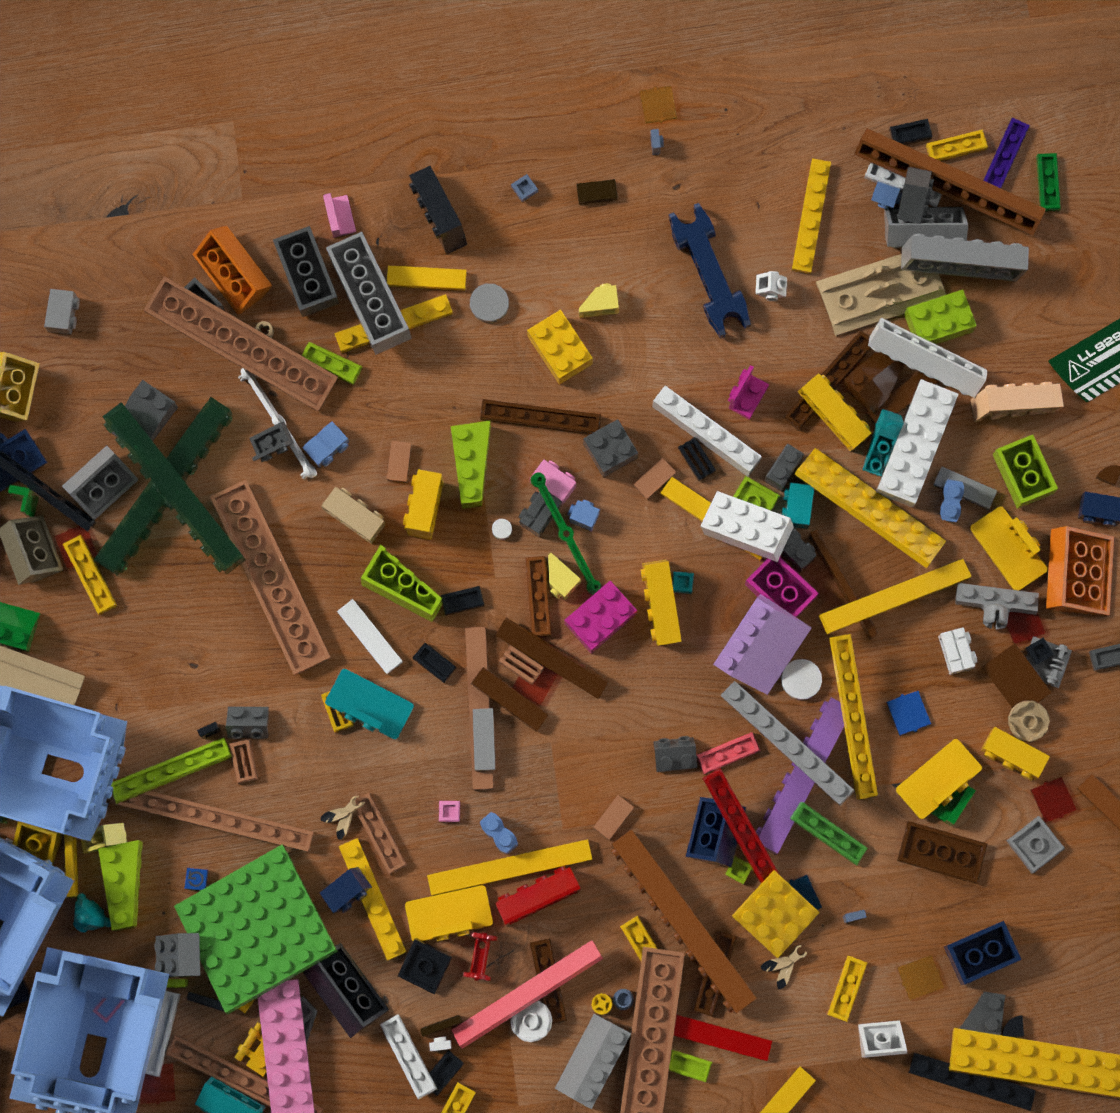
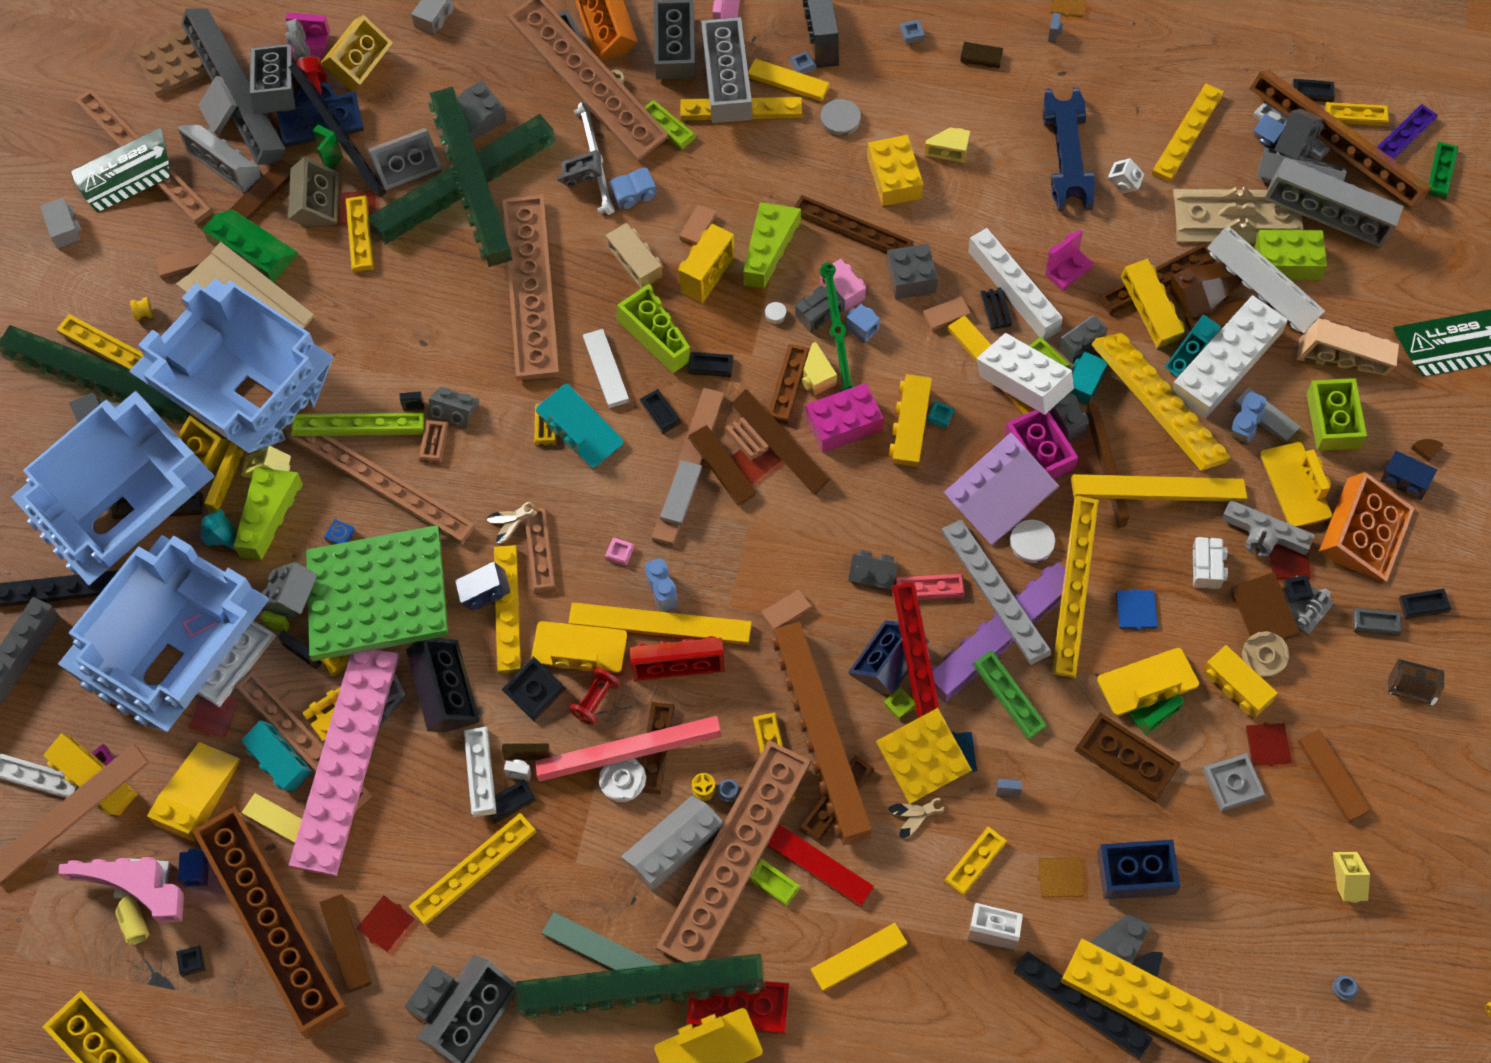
camera: 20 degrees right, 15 degrees down
(433, 255) = (802, 63): none -> sand blue tile

